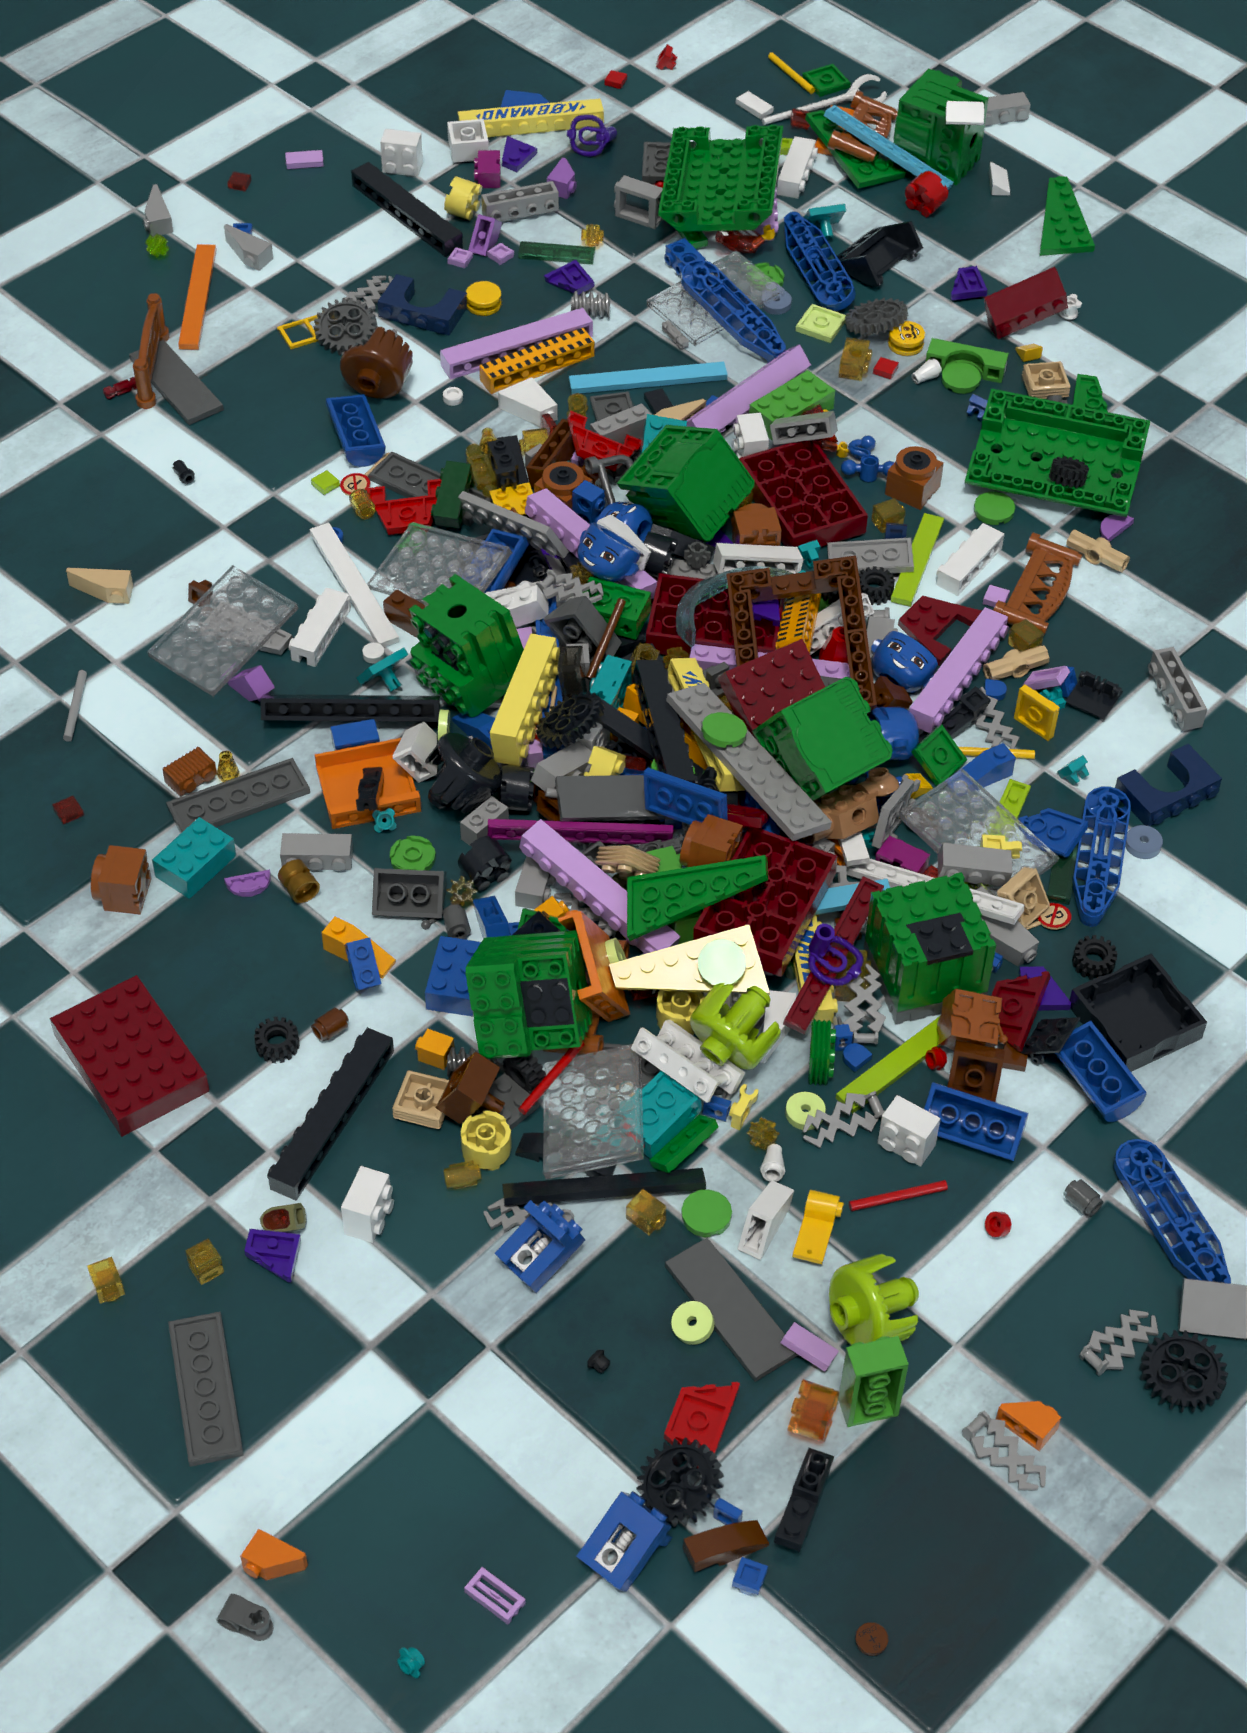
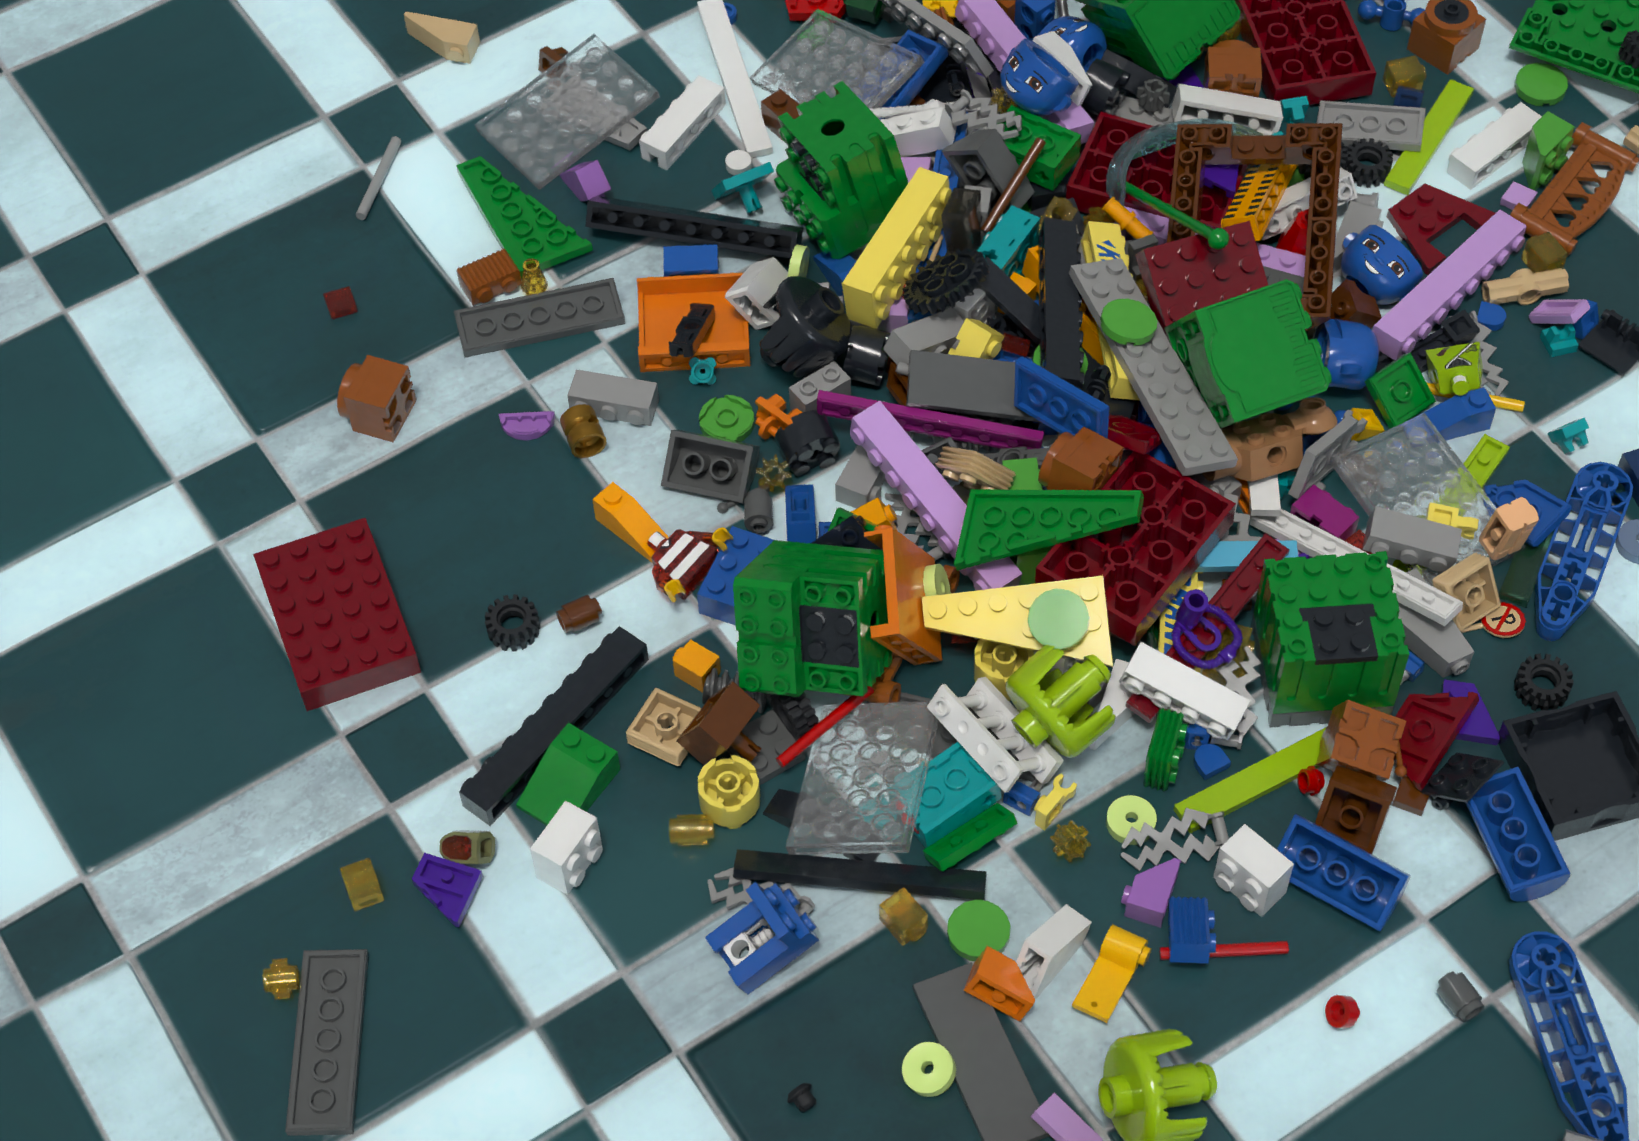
camera: 15 degrees right, 5 degrees up
(106, 1280) = (243, 886): clear yellow brick -> none
(156, 1345) = (281, 978): none -> clear yellow gear
(194, 857) = (468, 383): teal brick -> none
(202, 722) = (518, 219): none -> green wing
(353, 1143) = (571, 770): none -> green slope
(362, 964) = (632, 546): blue brick -> none
(407, 967) = (684, 559): none -> torso
(450, 847) = (771, 415): none -> orange hips
(699, 653) = (1126, 219): none -> light orange pin
(734, 1248) = (1000, 984): none -> orange slope
(773, 1163) = (1074, 883): white cone -> none
(782, 654) = (1217, 238): none -> green bar
(826, 1003) = (1185, 691): none -> white brick
(834, 1162) = (1151, 892): none -> medium lavender slope
(870, 1183) = (1189, 930): none -> blue brick
(977, 732) = (1455, 368): none -> lime torso
(1010, 556) = (1546, 149): none -> bright green slope
(1036, 712) = (1536, 354): yellow plate -> none
(1045, 844) = (1508, 528): none -> light nougat brick

